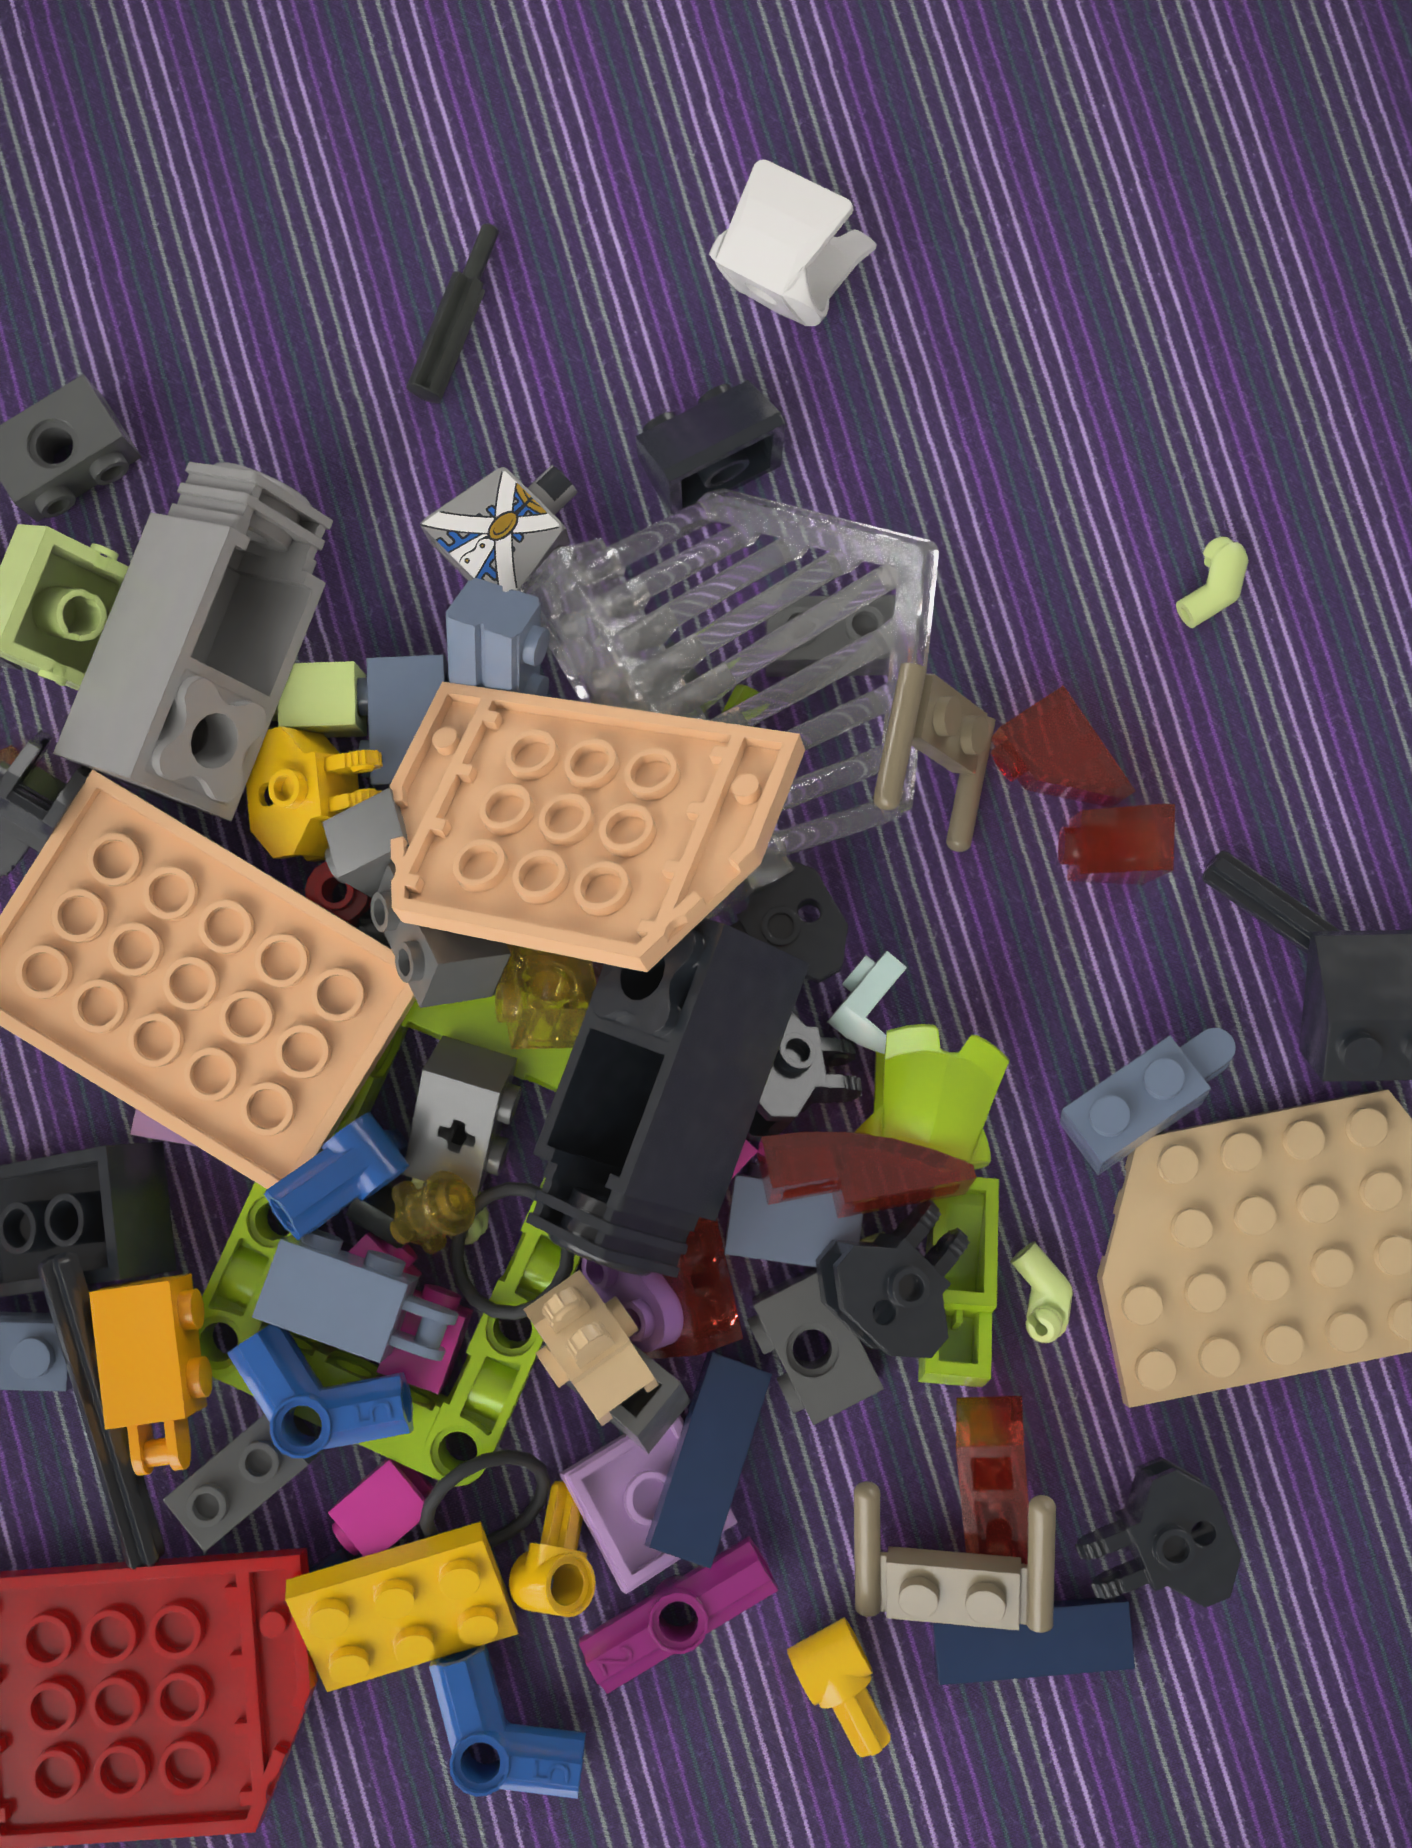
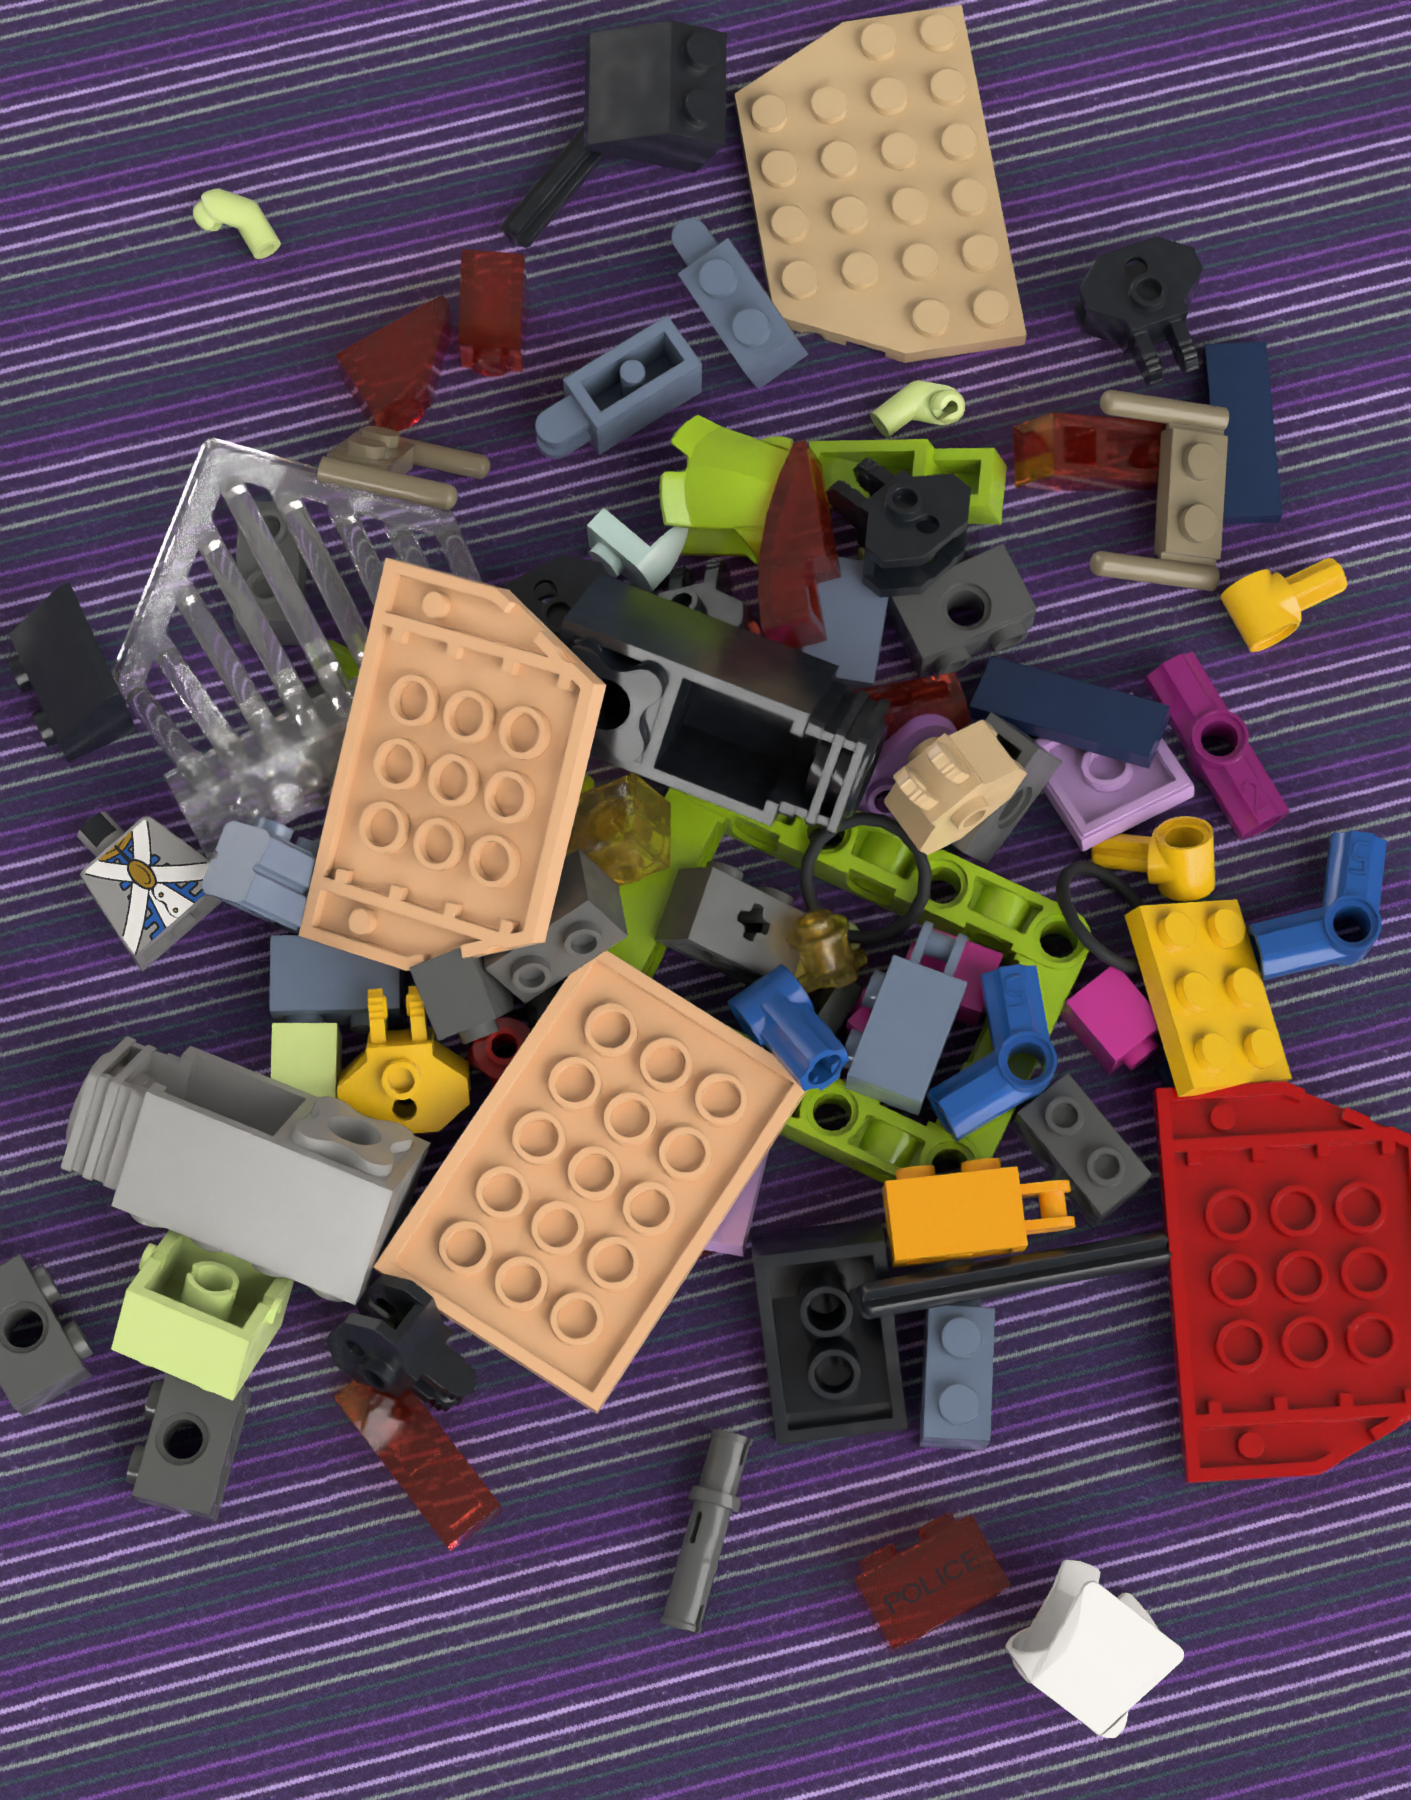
camera: 90 degrees left, 10 degrees down
(1038, 981) = (621, 392): none -> sand blue brick

